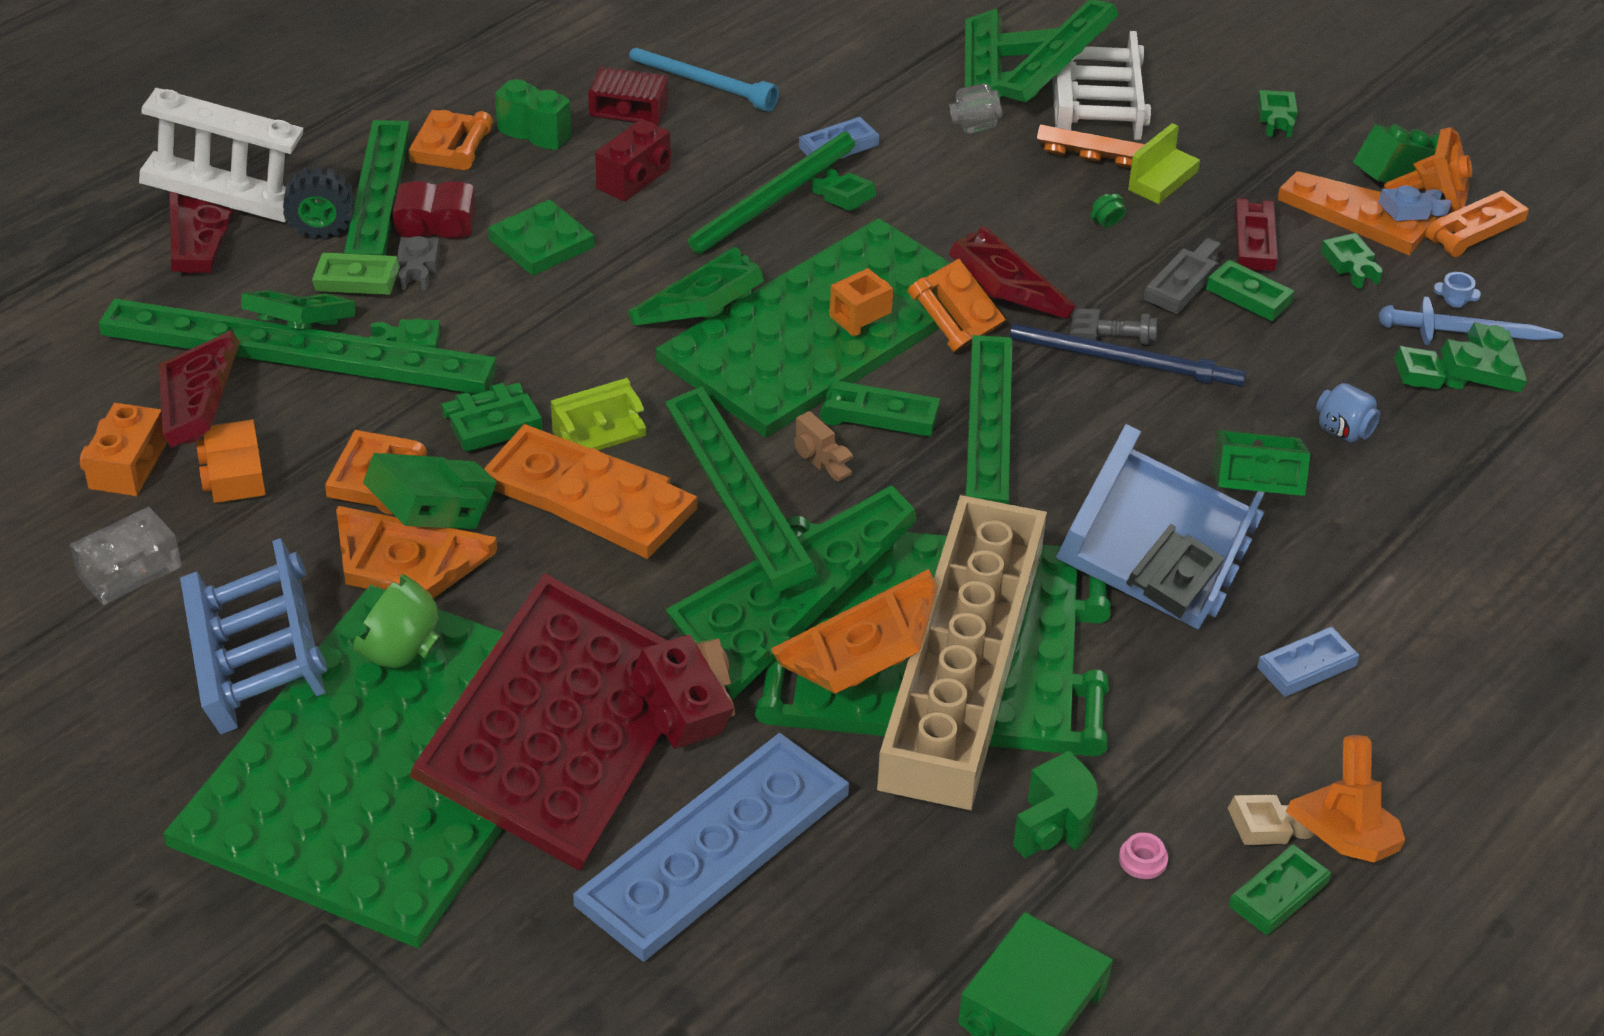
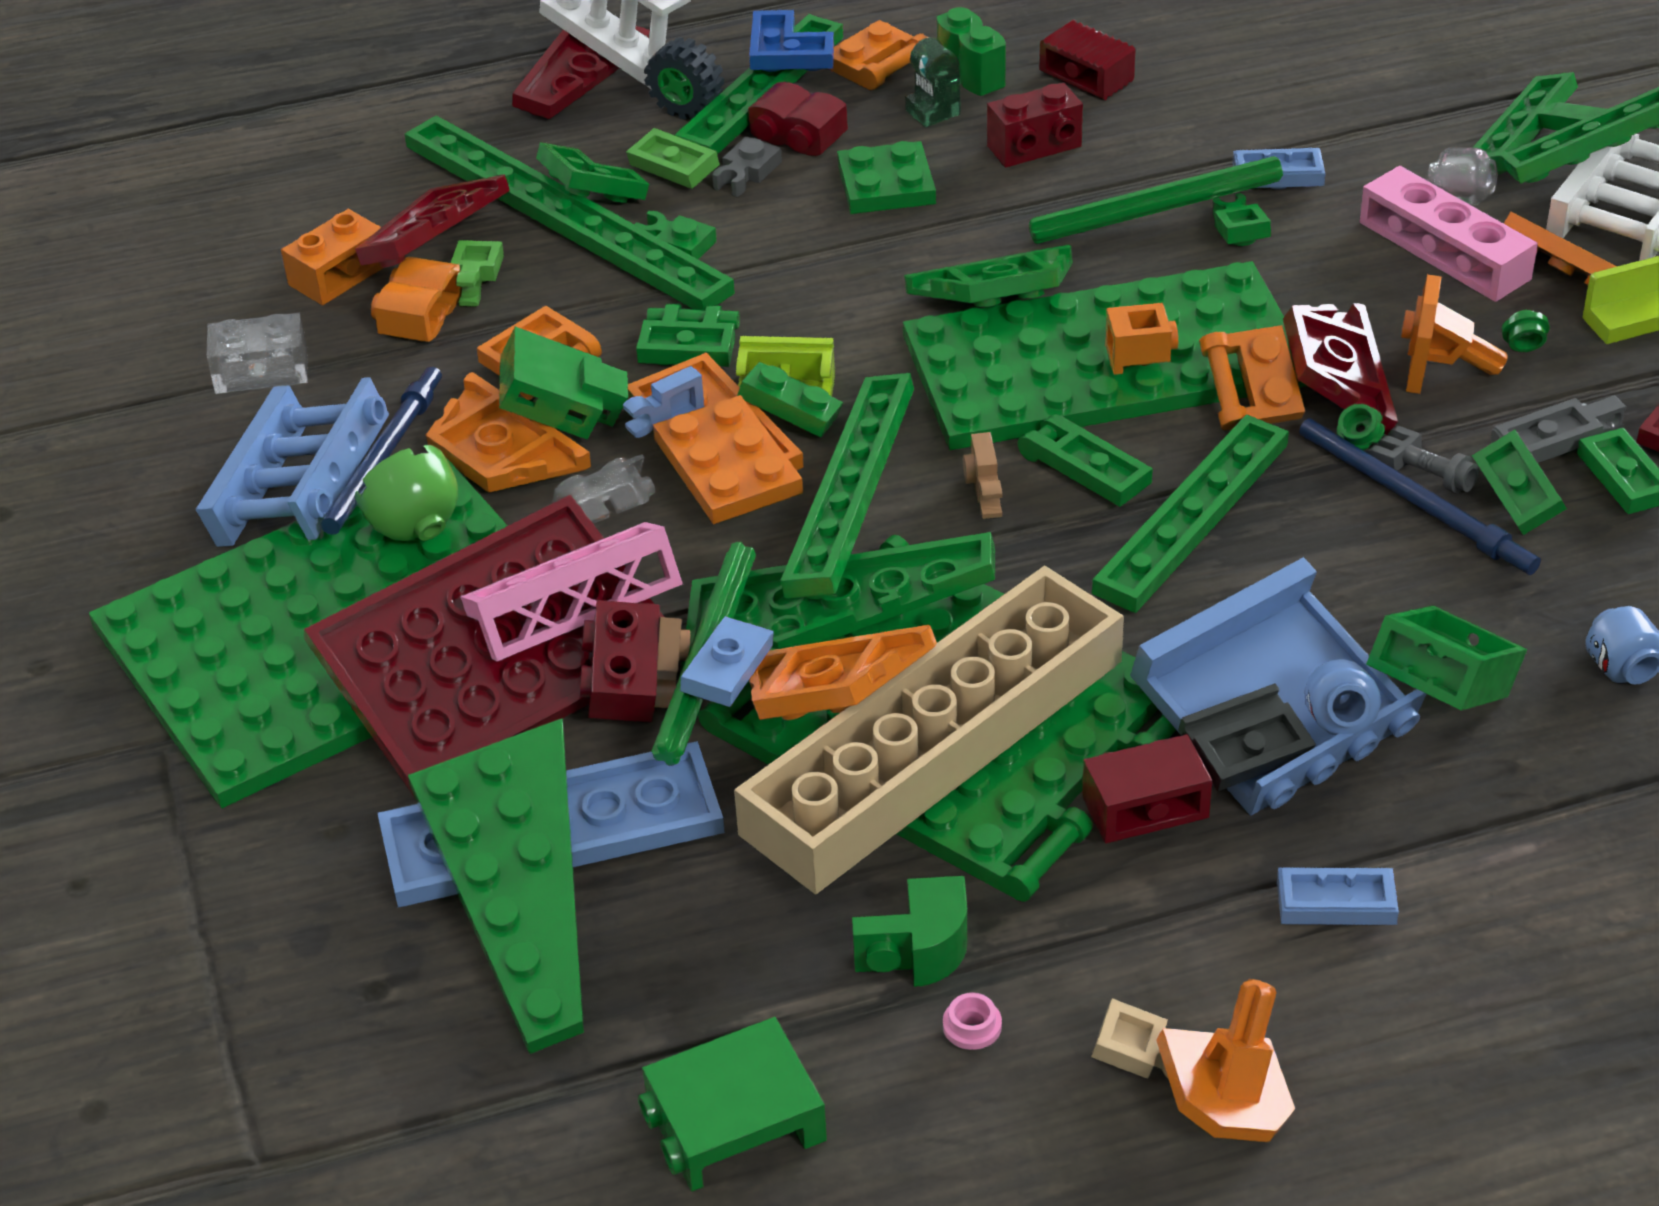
camera: 35 degrees right, 0 degrees up
(266, 415) = (478, 263): none -> bright green plate
(303, 542) = (413, 403): none -> dark blue bar
(380, 155) = (778, 47): none -> blue plate
(529, 149) = (935, 83): none -> clear green leg
(539, 555) = (616, 481): none -> clear hinge
(542, 471) = (670, 397): none -> medium blue plate
(597, 635) = (563, 572): none -> bright pink fence
(625, 439) = (790, 399): none -> green plate
(710, 874) = (509, 854): none -> green wing
(742, 662) = (722, 602): none -> green axle
(762, 94) = (1233, 96): dark azure piece -> none
(778, 658) = (726, 661): none -> medium blue plate
(999, 154) = (1448, 233): none -> bright pink brick
(1058, 232) = (1443, 337): none -> orange piece
(1059, 309) = (1357, 416): none -> green plate
(1131, 635) = (1146, 788): none -> dark red brick
(1193, 321) = (1519, 482): none -> green plate
(1220, 516) = (1343, 714): none -> medium blue head
(1279, 889) = (1090, 1120): green plate -> none

